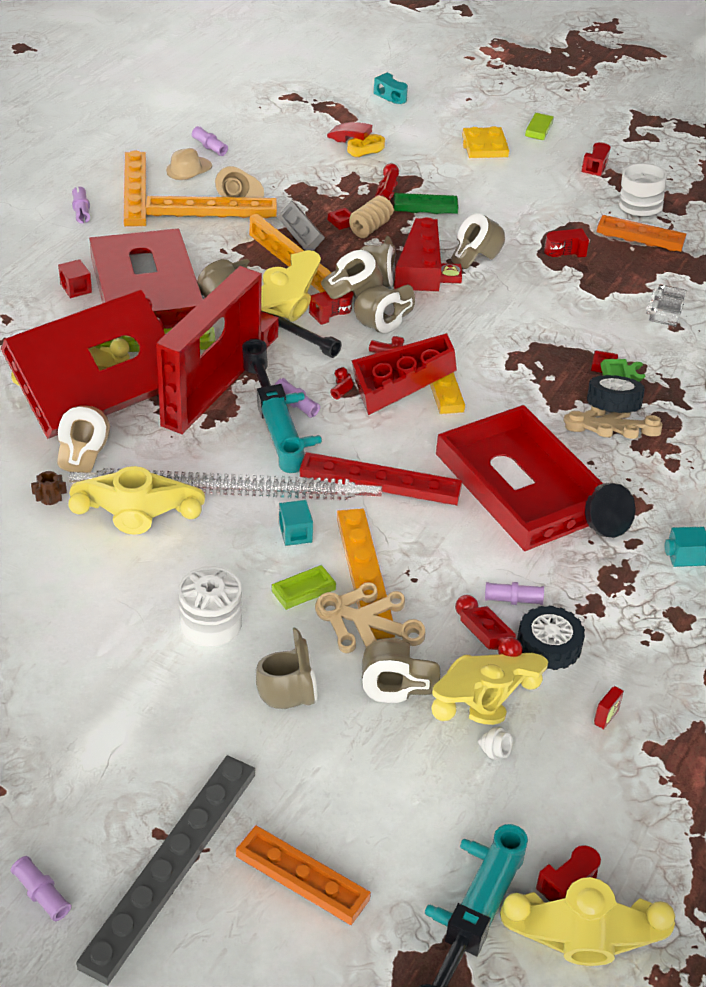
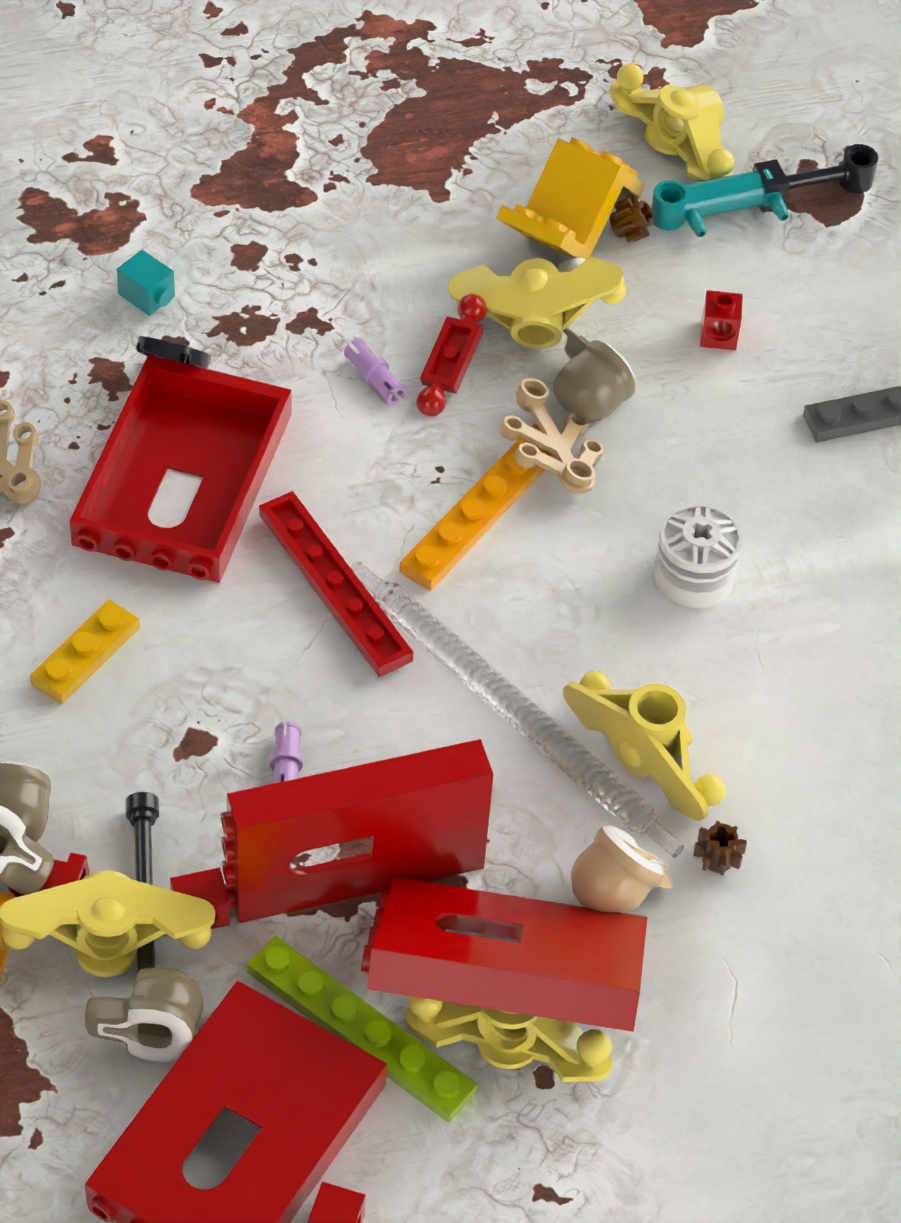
camera: 135 degrees left, 10 degrees up
(273, 408) = (368, 717): teal piece -> none
(287, 677) = (700, 435): dark tan piece -> none
(295, 522) = (495, 596): teal brick -> none
(303, 587) = (563, 536): lime tile -> none
(303, 875) = (852, 308): orange plate -> none
(344, 383) = (199, 743): red arm -> none
(370, 779) = (721, 320): none -> red brick
(376, 346) = (71, 755): red arm -> none
(402, 370) = (138, 667): red wedge -> none
(514, 808) = (631, 219): none -> reddish brown gear
(553, 635) = (402, 313): black wheel -> none
(553, 764) = (573, 198): none -> yellow bracket
(582, 864) = (648, 156): red leg -> none
(608, 707) = (441, 226): red tile -> none

